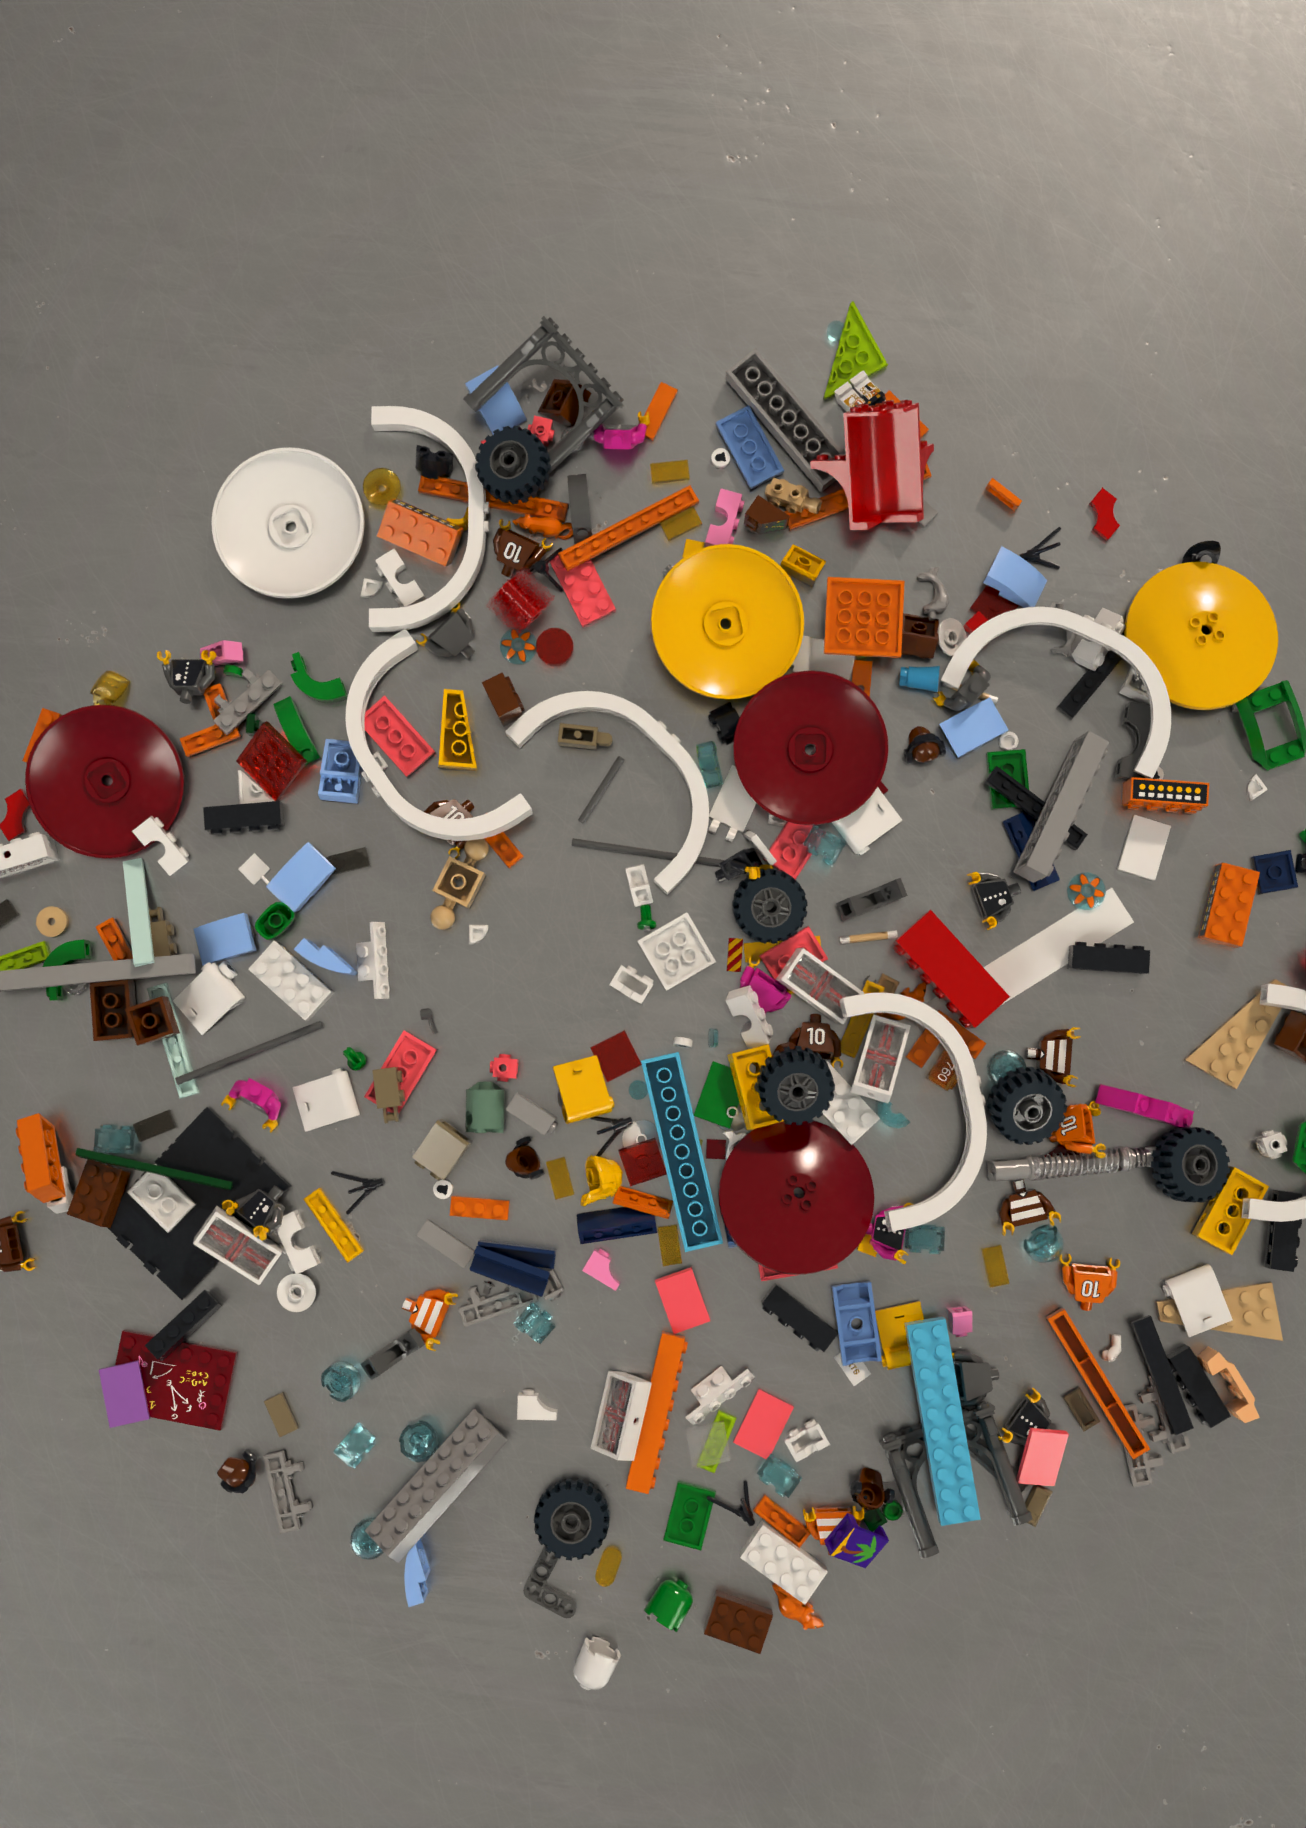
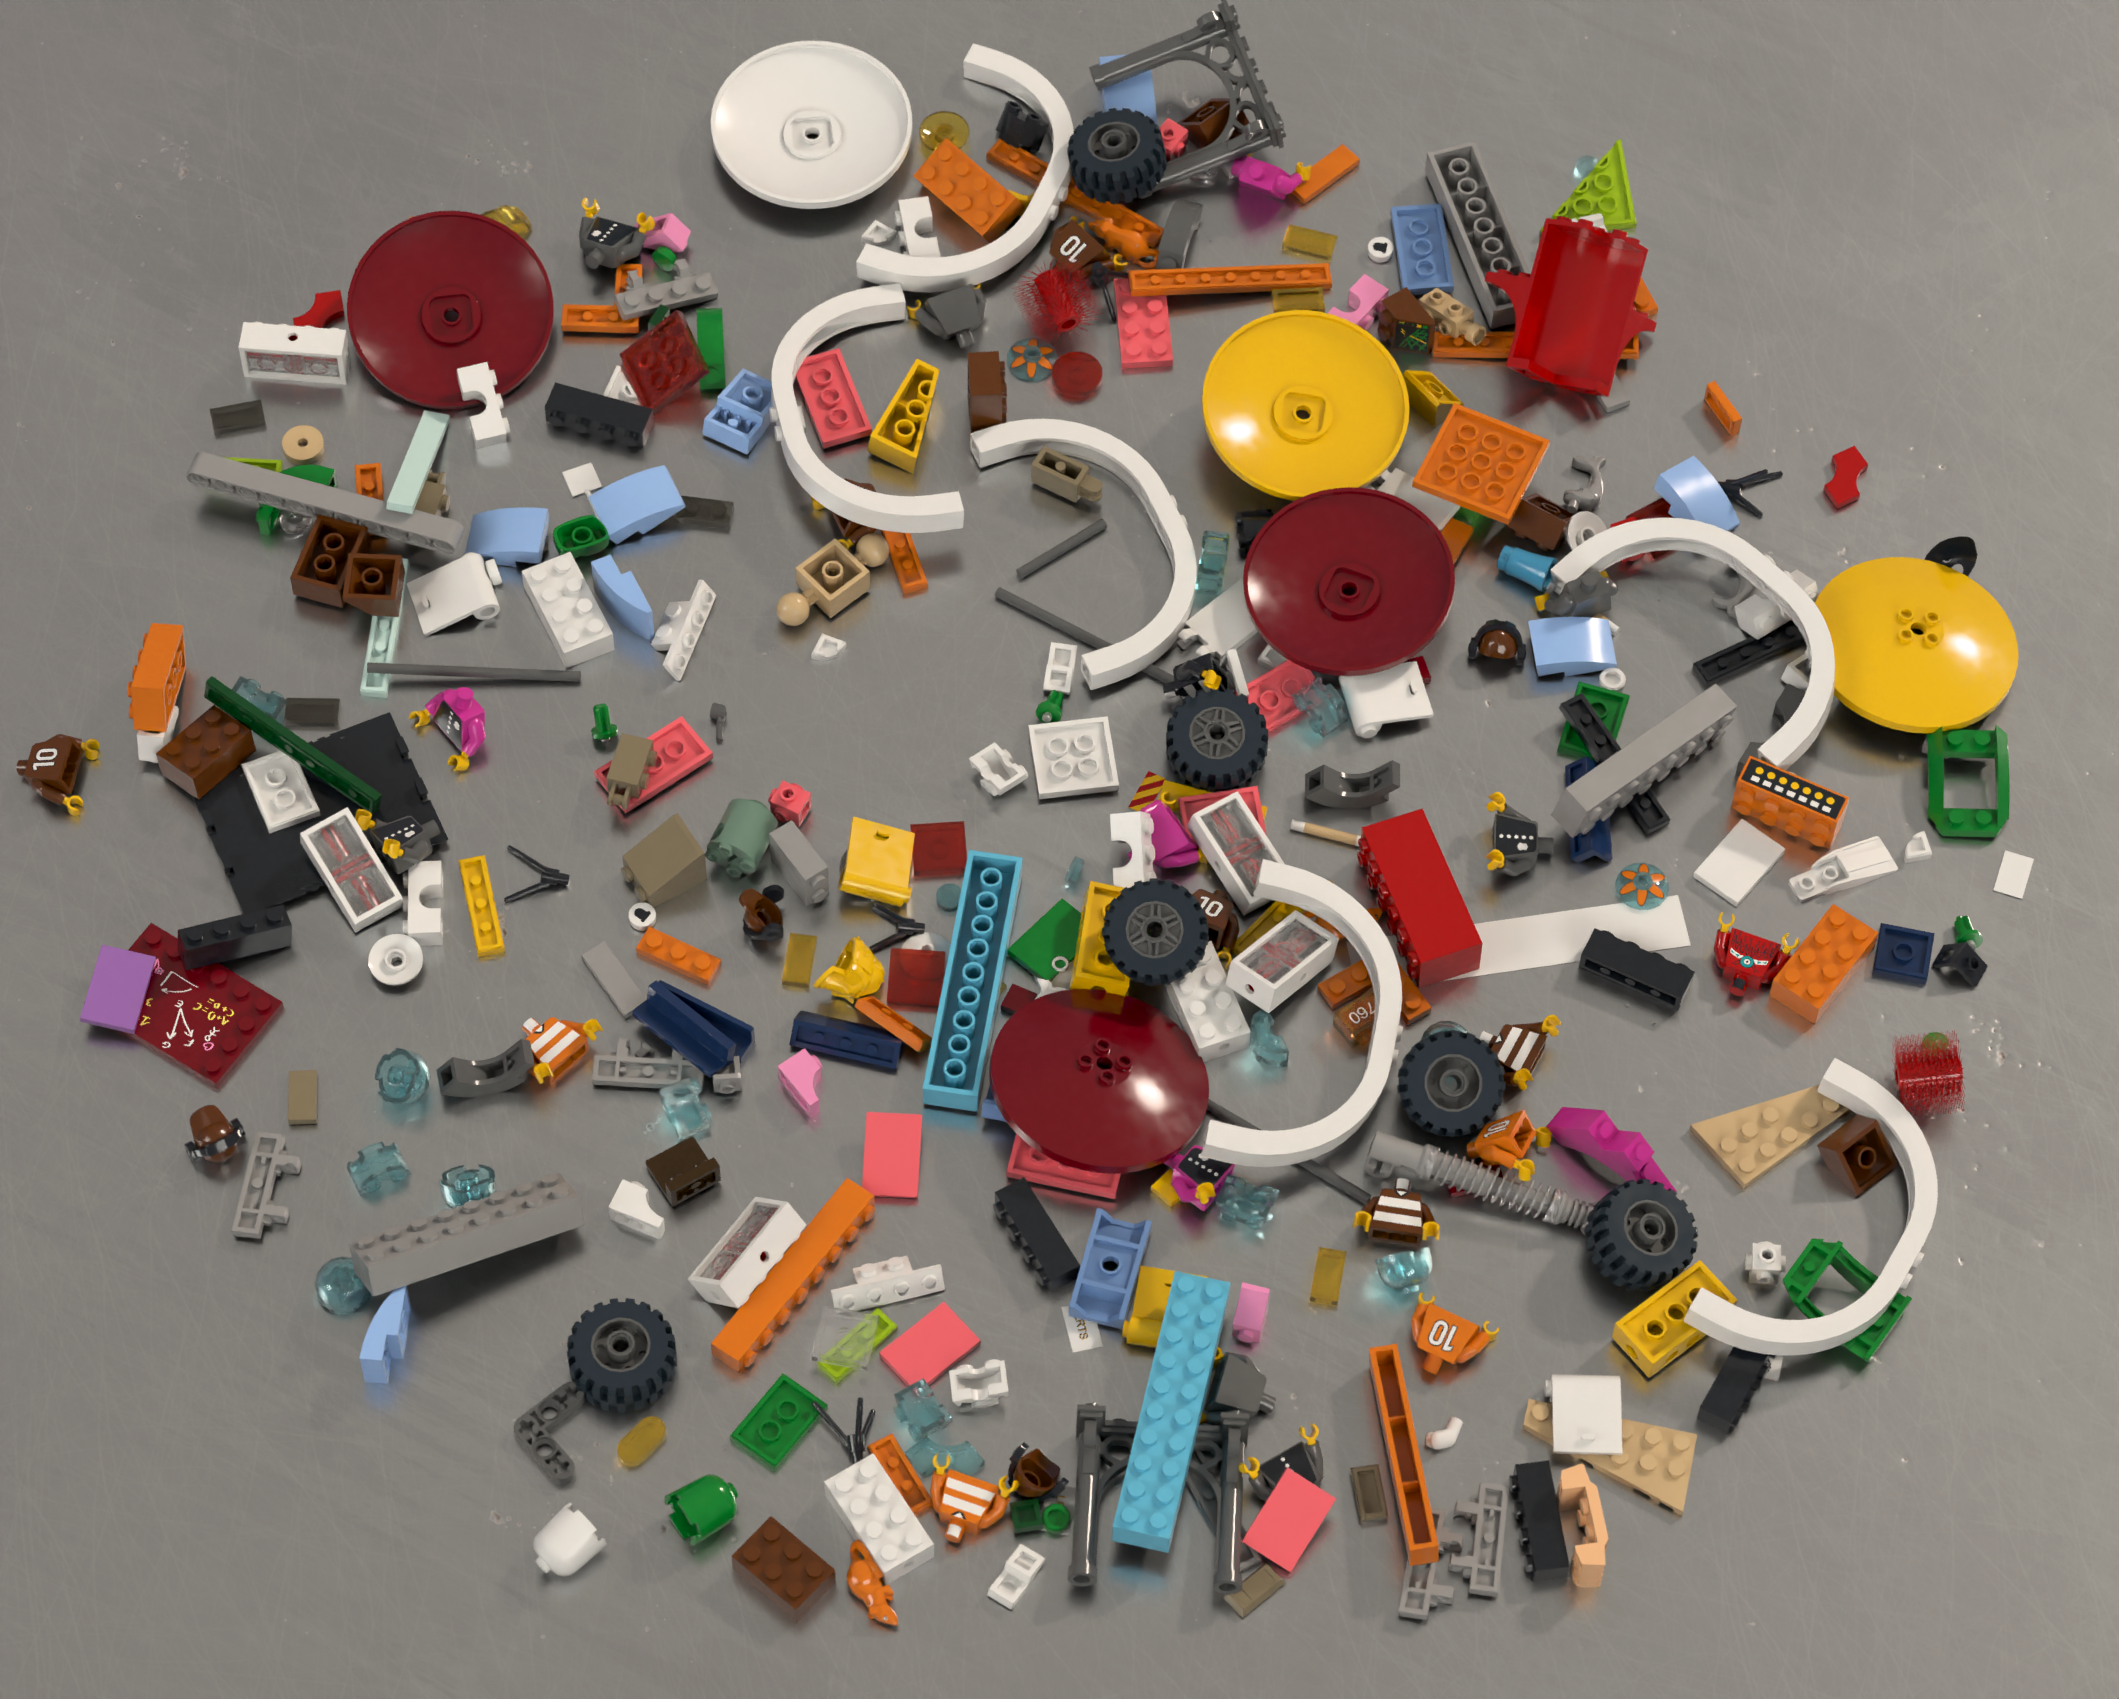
camera: 15 degrees right, 25 degrees down
(324, 692) = (759, 316): green arch -> none
(326, 1100) = (544, 760): white door -> none
(551, 1366) = (683, 1170): none -> dark brown bracket
(669, 1245) = (905, 1089): clear yellow tile -> none
(682, 1042) = (1033, 861): white tile -> none
(812, 1495) = (963, 1457): none -> clear light blue tile
(854, 1543) = (990, 1520): dark purple panel -> none
(883, 1563) = (1016, 1576): none -> white slope
(930, 1185) = (1310, 1165): none -> dark grey piece
(1162, 1375) = (1497, 1483): black tile -> none
(1179, 921) = (1749, 958): none -> torso
(1214, 823) = (1844, 869): none -> white piece

